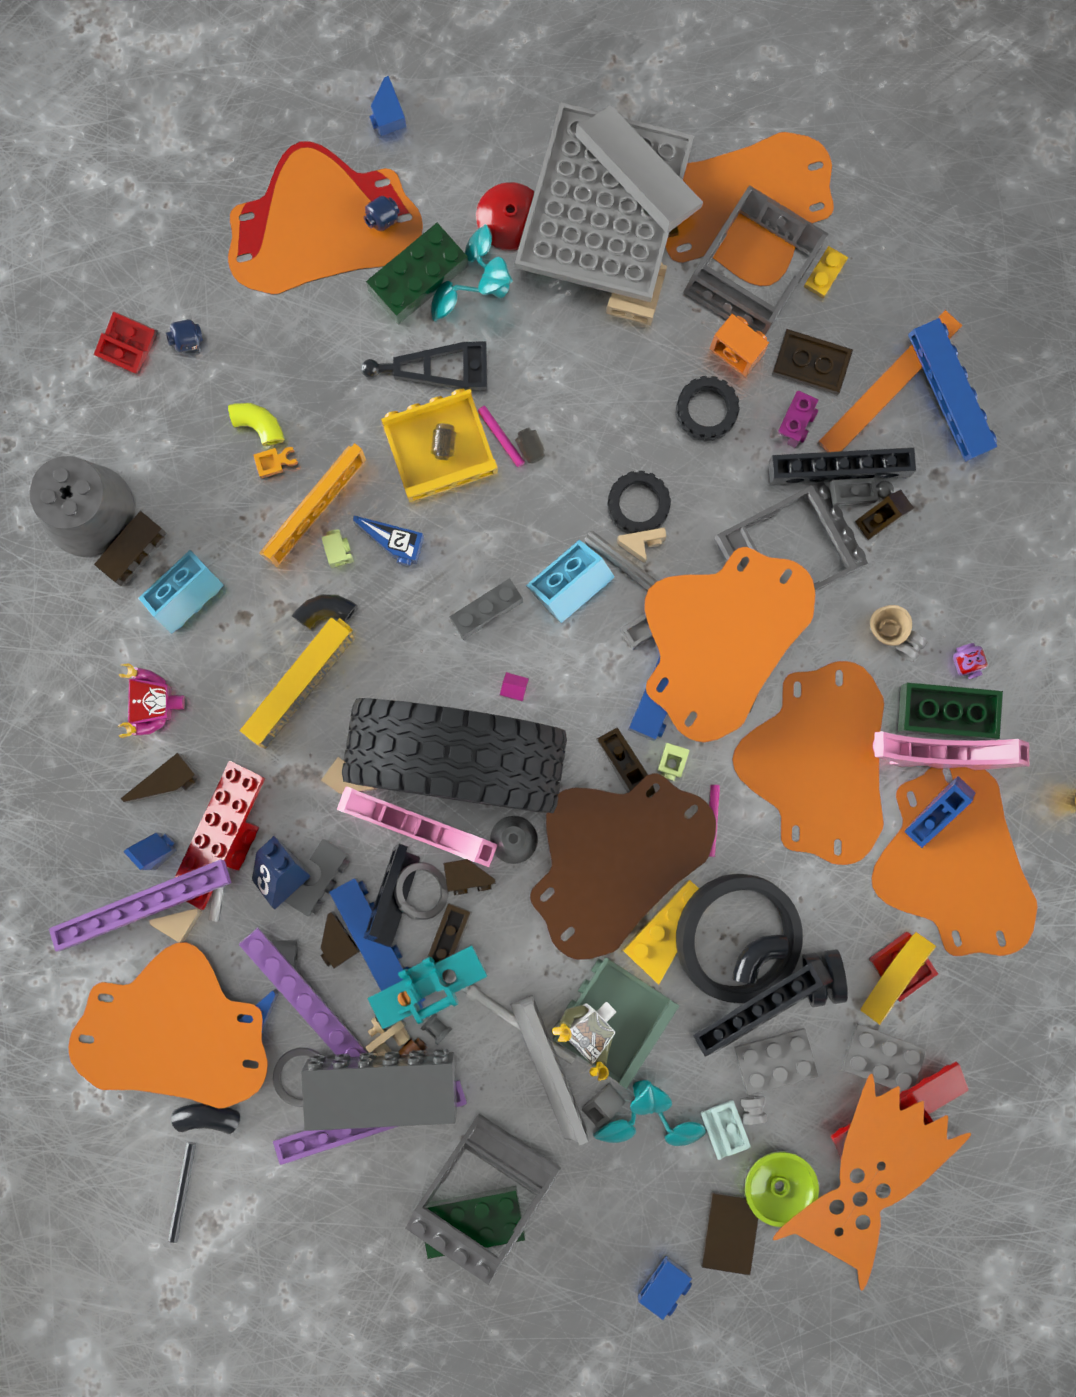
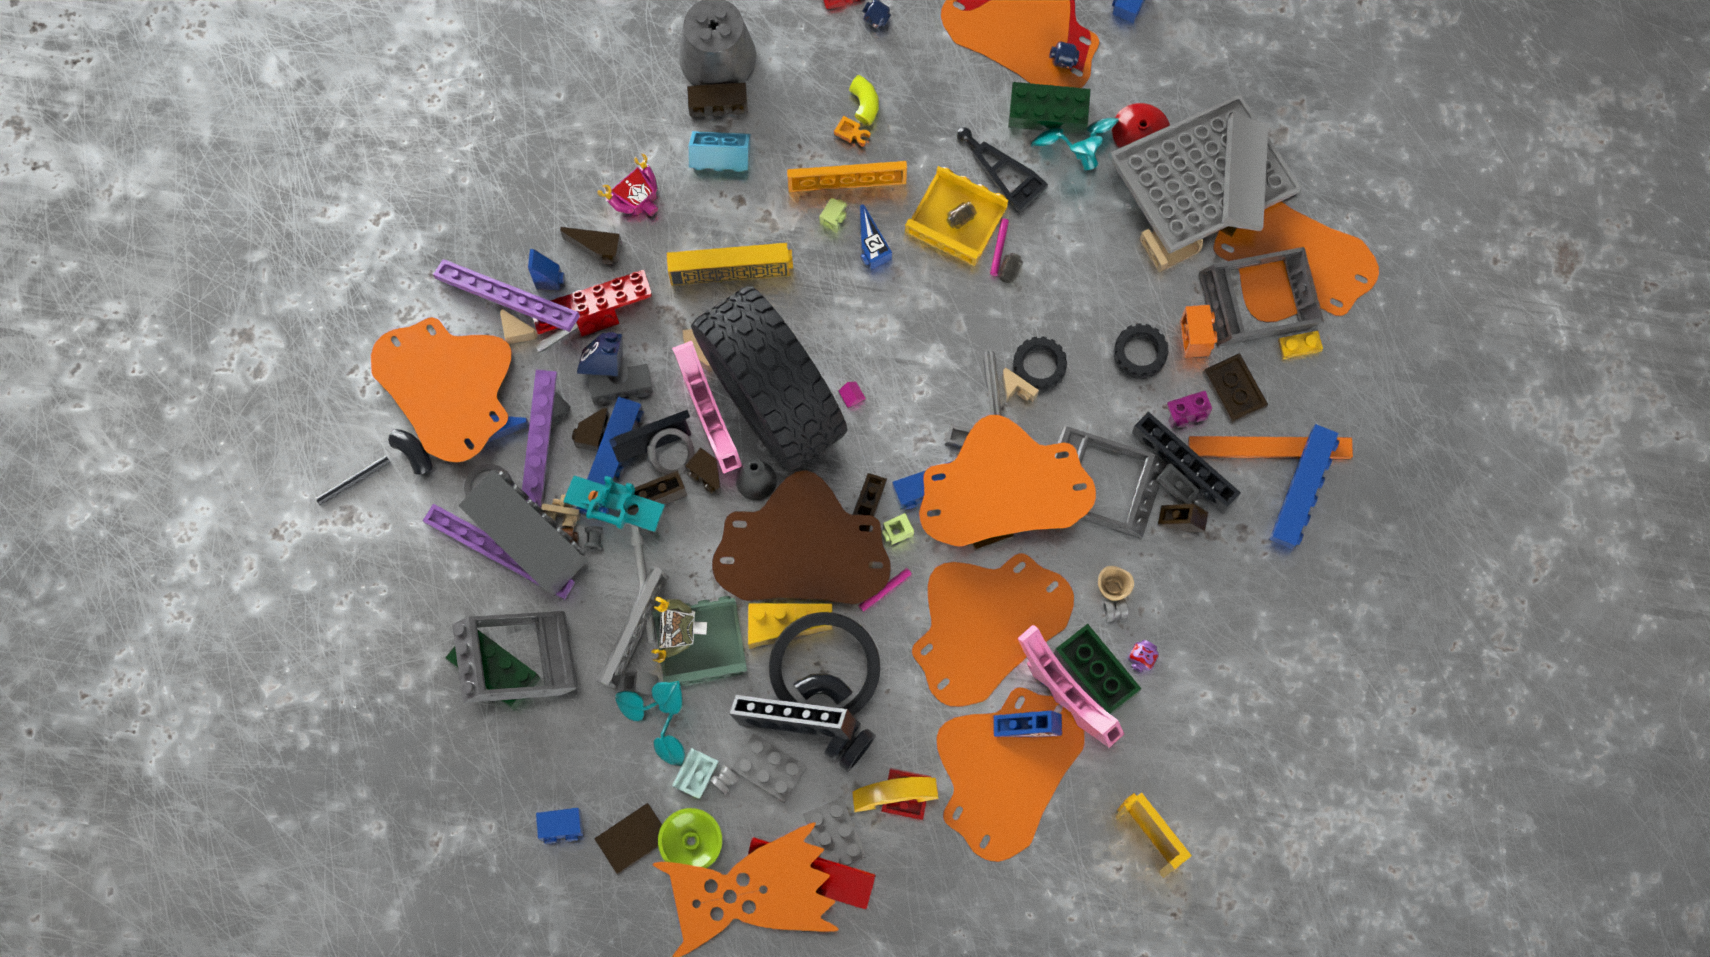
camera: 50 degrees right, 10 degrees down
(324, 606) = (785, 234): black cylinder -> none
(480, 611) = (895, 334): dark grey arch -> none
(570, 581) = (950, 367): medium azure slope -> none

